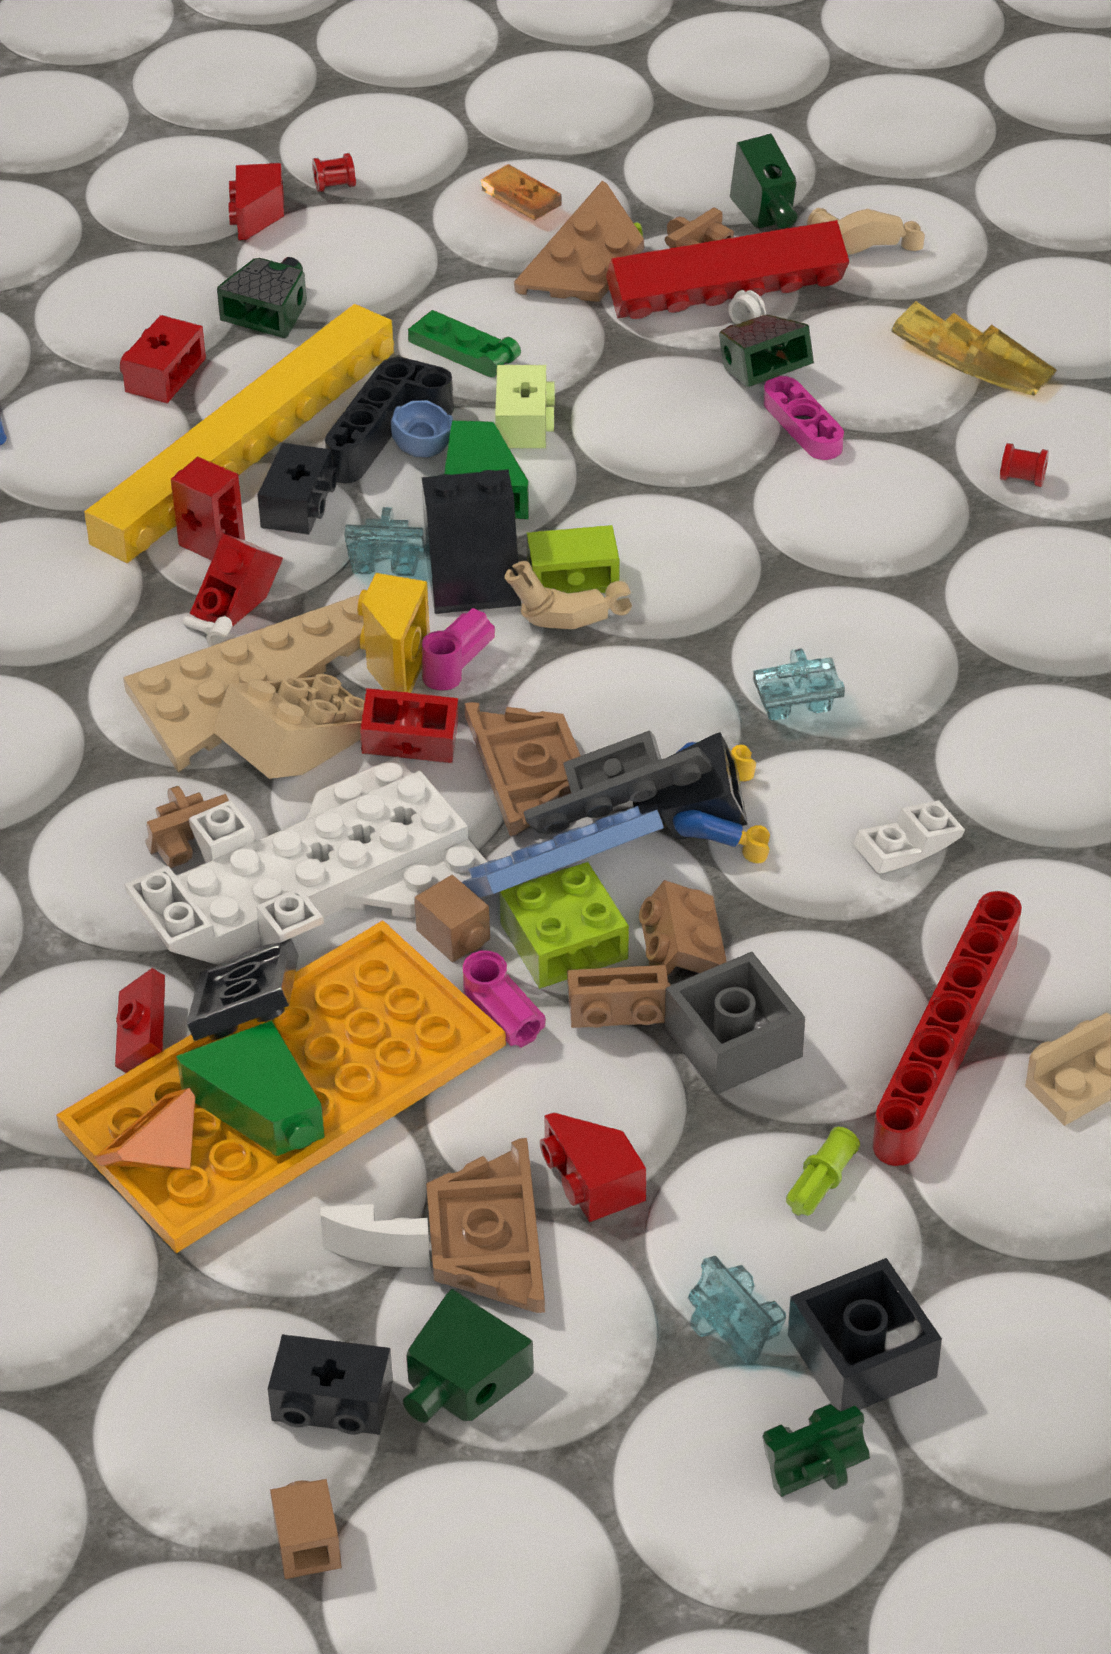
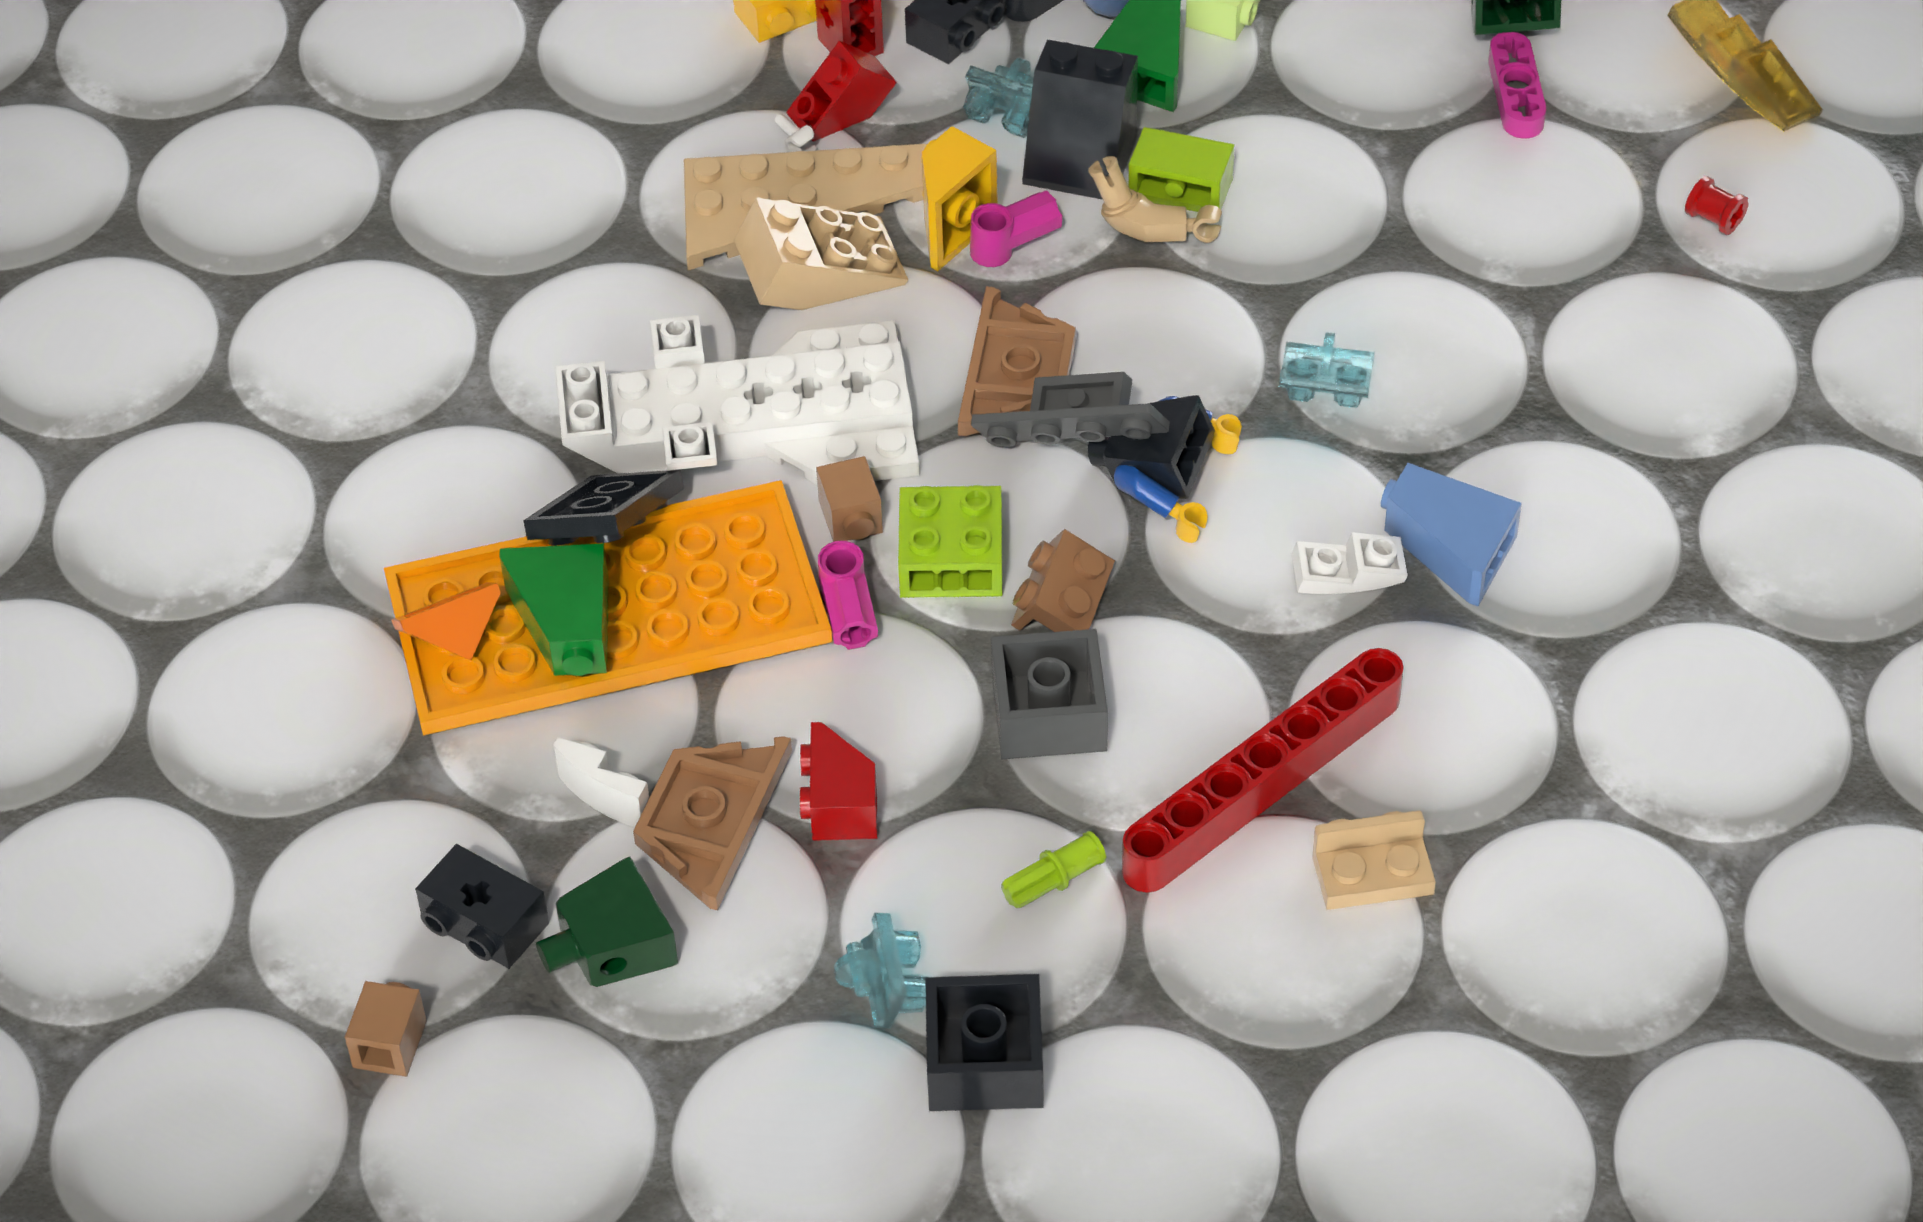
camera: 25 degrees right, 5 degrees up
(140, 1020) = (509, 502): red plate -> none
(172, 829) = (633, 326): medium nougat hips -> none
(409, 725) = (915, 292): red brick -> none
(561, 851) = (1001, 466): medium blue plate -> none
(617, 996) = (956, 628): medium nougat bracket -> none
(816, 1451) = (882, 1131): dark green hips -> none
(977, 779) = (1451, 527): none -> medium blue slope

